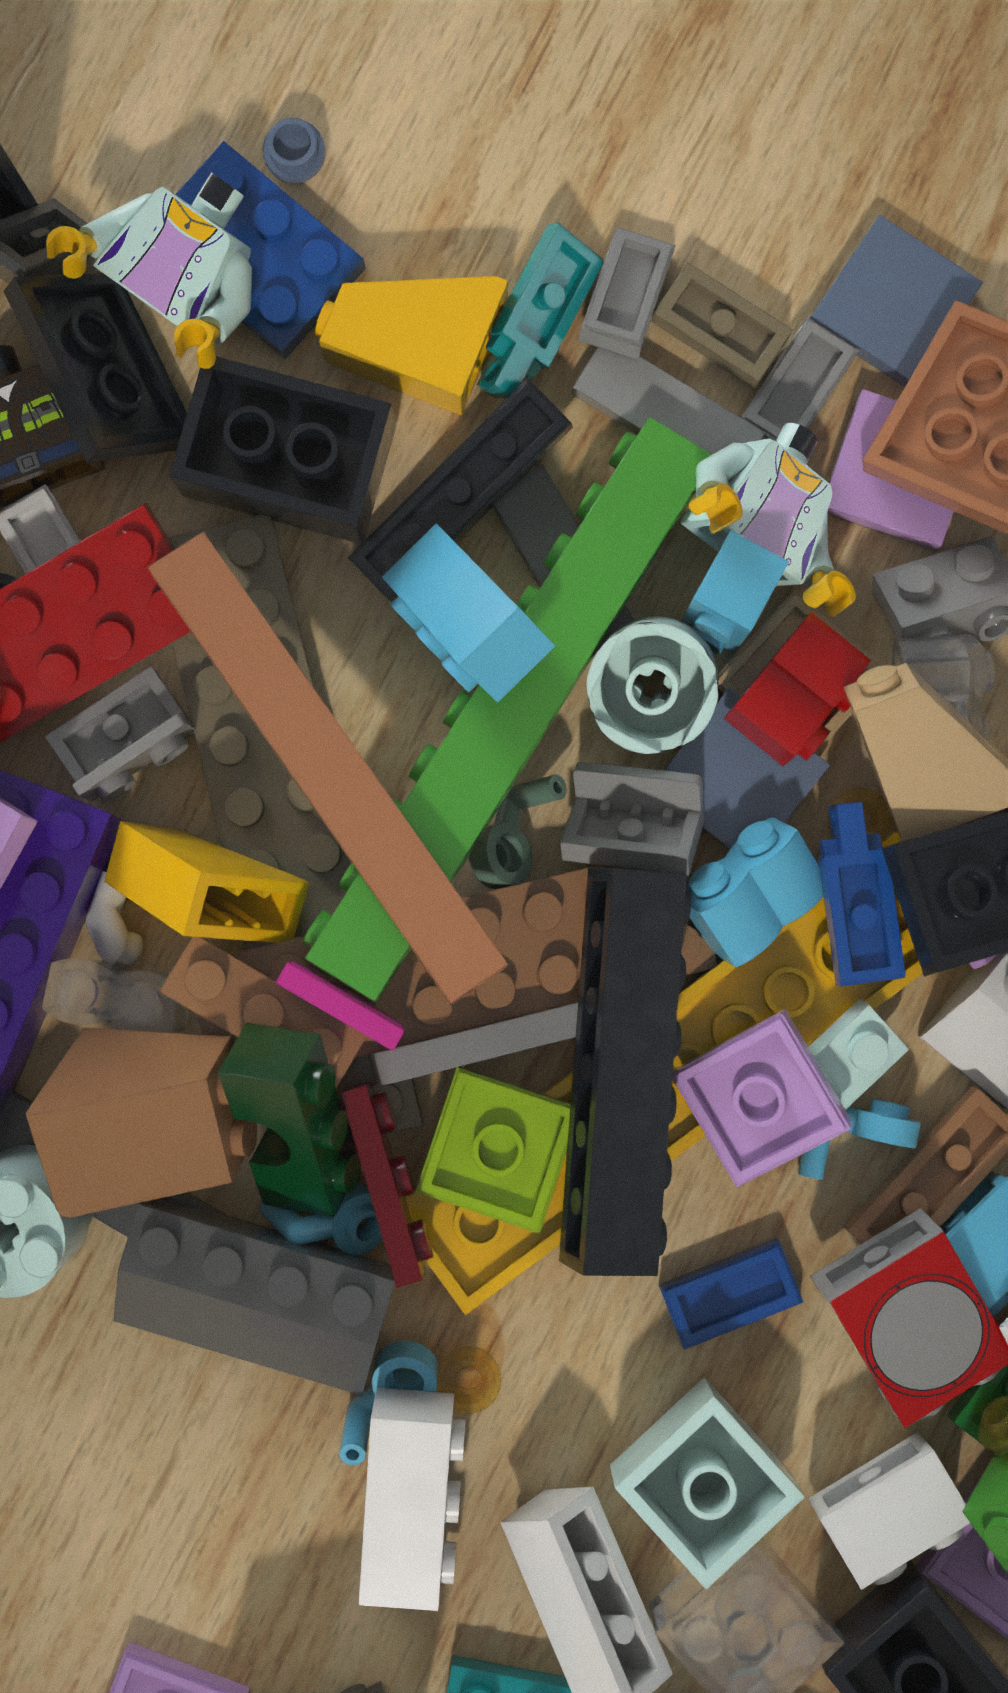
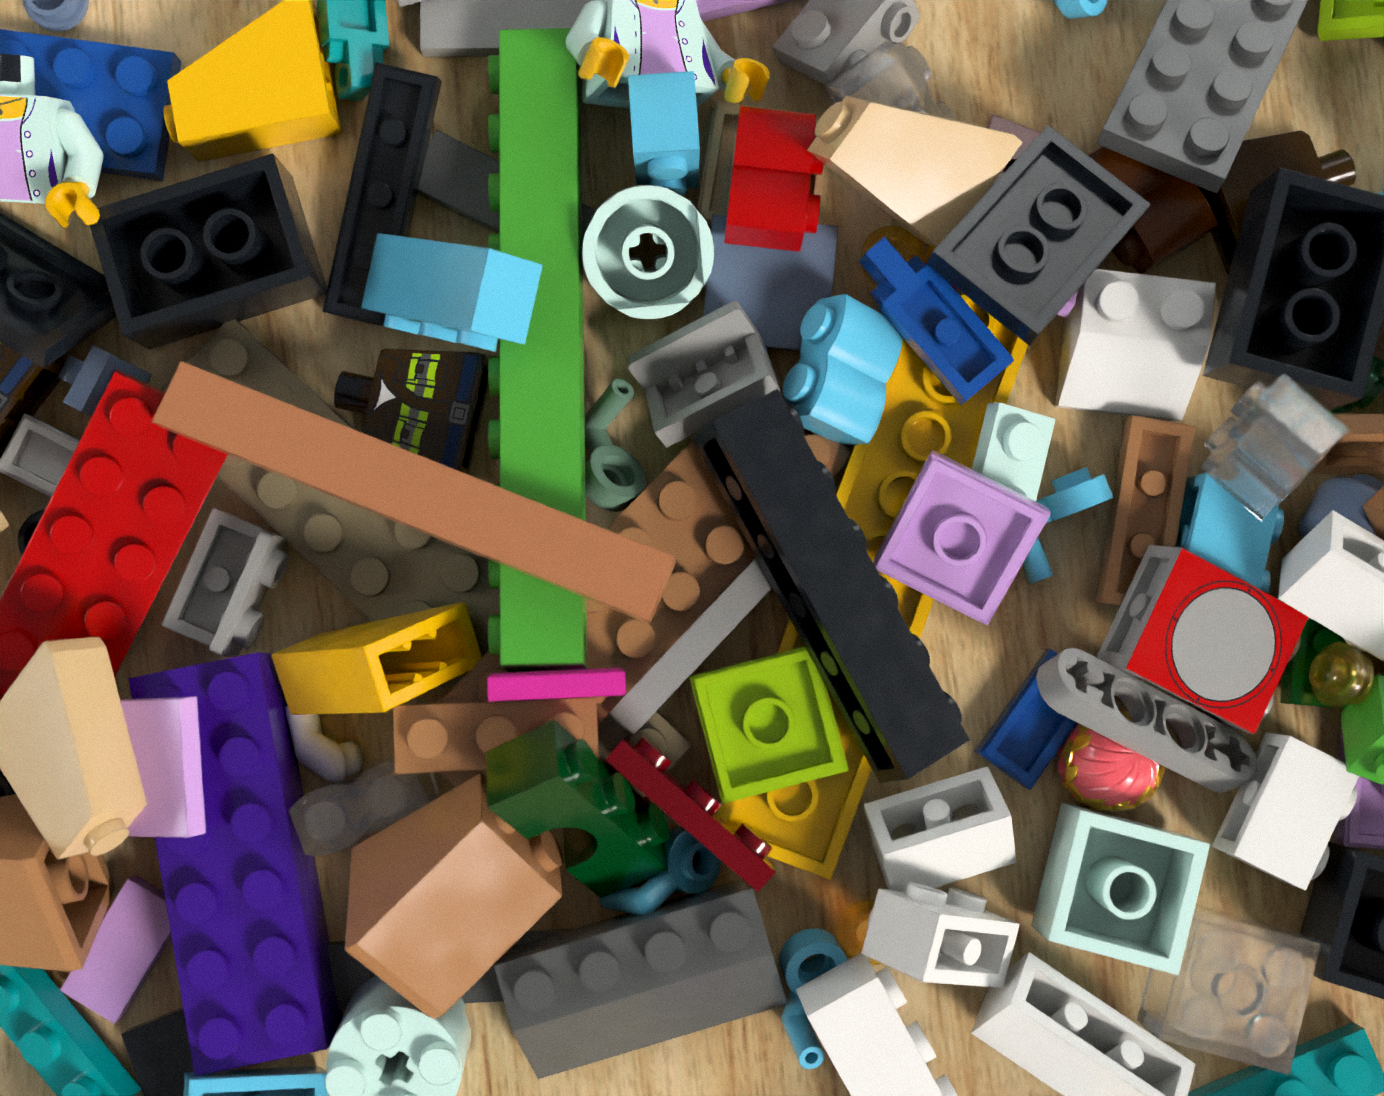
camera: 35 degrees left, 0 degrees up
(123, 494) = (92, 377): none -> sand blue tile
(379, 690) = (421, 402): none -> torso
(526, 1424) = (940, 936): none -> white brick
(584, 1337) = (942, 831): none -> white brick
(769, 1370) = (1106, 772): none -> coral hair
(781, 1298) = (1085, 691): none -> light grey beam

